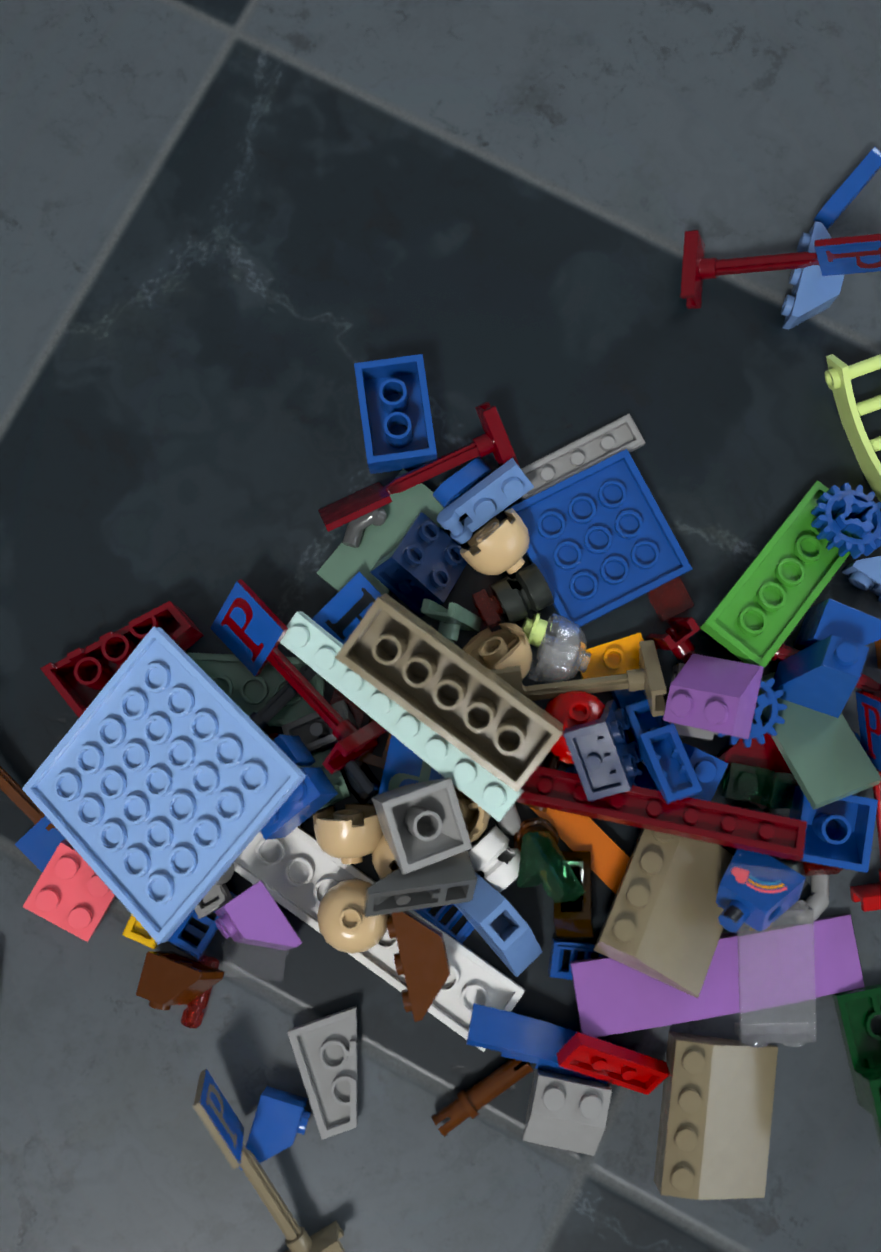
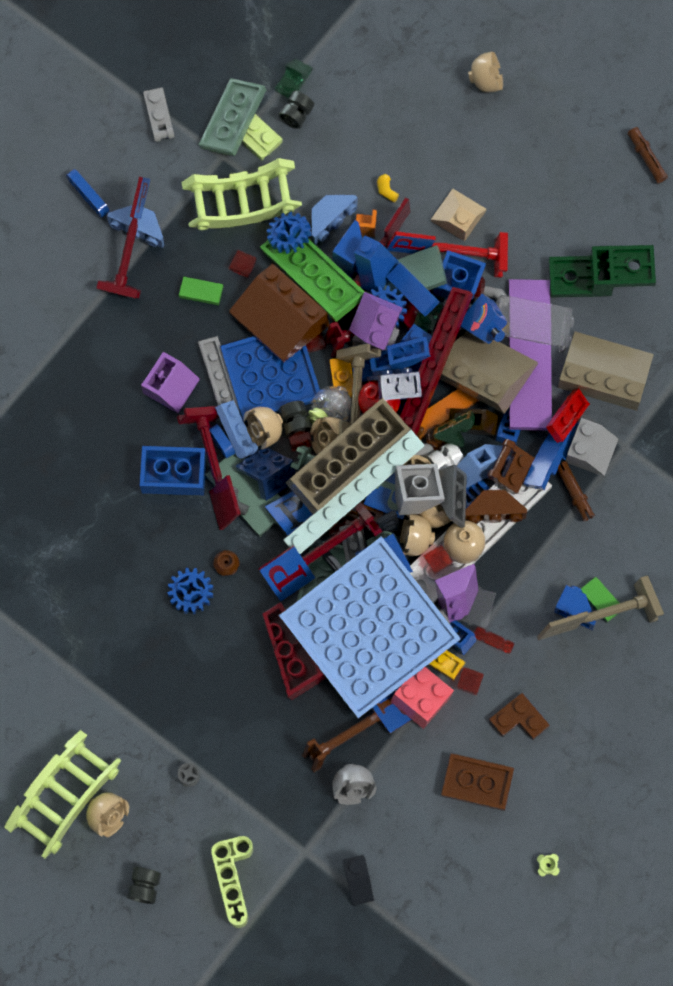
camera: 85 degrees left, 10 degrees down
(83, 1053) = (519, 712): none -> reddish brown plate
(121, 963) = (470, 681): none -> clear red plate
(174, 979) = (484, 647): reddish brown slope -> none
(189, 480) = (198, 593): none -> blue gear
(270, 538) = (226, 569): none -> reddish brown plate
(301, 1166) = (599, 596): none -> bright green tile
(313, 876) = (437, 559): none -> clear red plate
(328, 1068) = (548, 573): light grey wing -> none
(496, 985) = (515, 470): none -> reddish brown plate
(546, 380) = (170, 382): none -> medium lavender slope
(701, 533) = (279, 313): none -> reddish brown slope
(719, 402) = (201, 291): none -> bright green tile
(782, 459) = (242, 263): none -> clear red plate
(789, 751) = (412, 289): none -> blue tile

